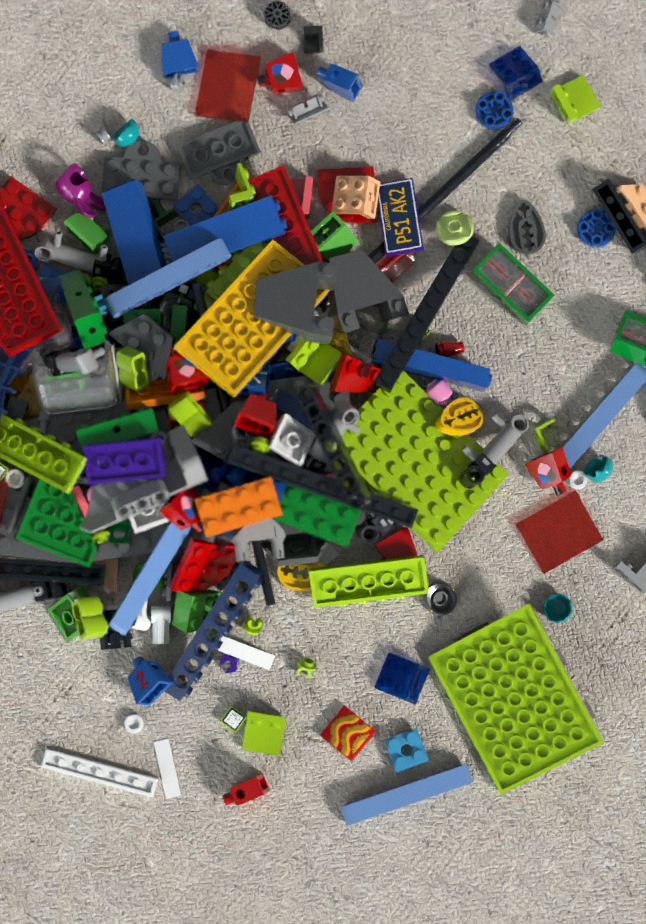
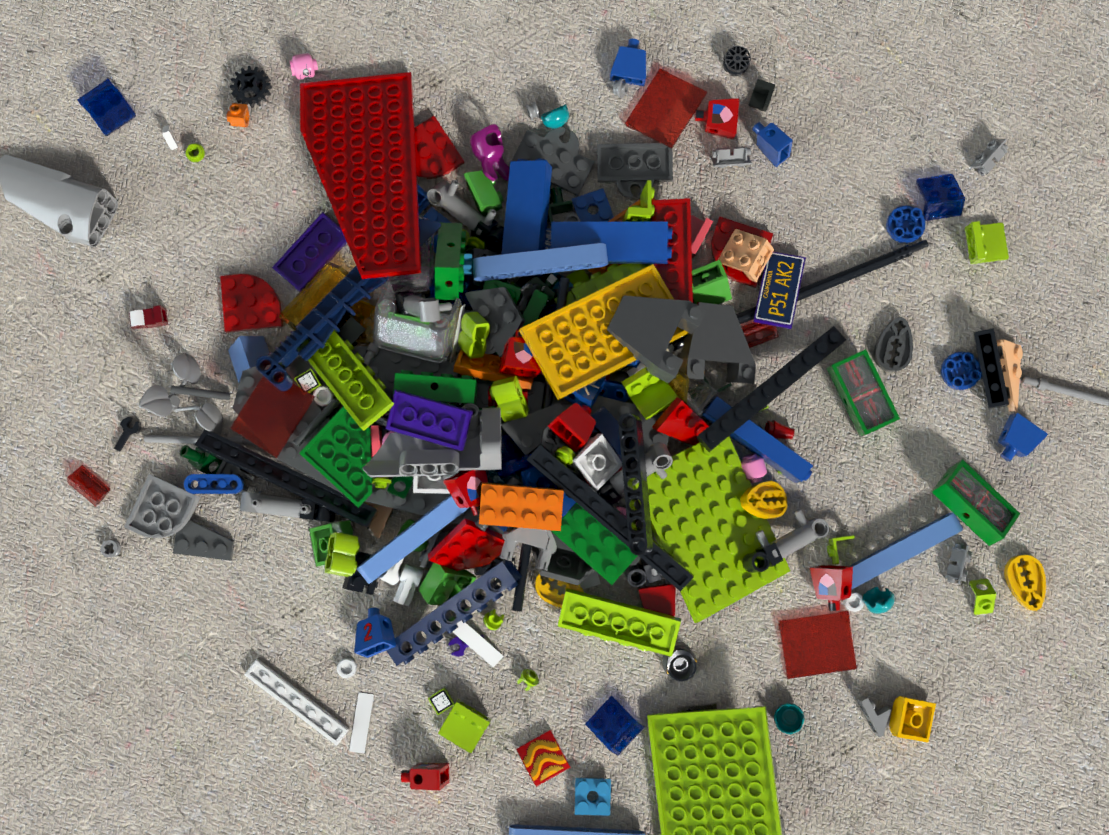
camera: 30 degrees right, 0 degrees up
(454, 228) = (827, 319): yellowish green tile -> none

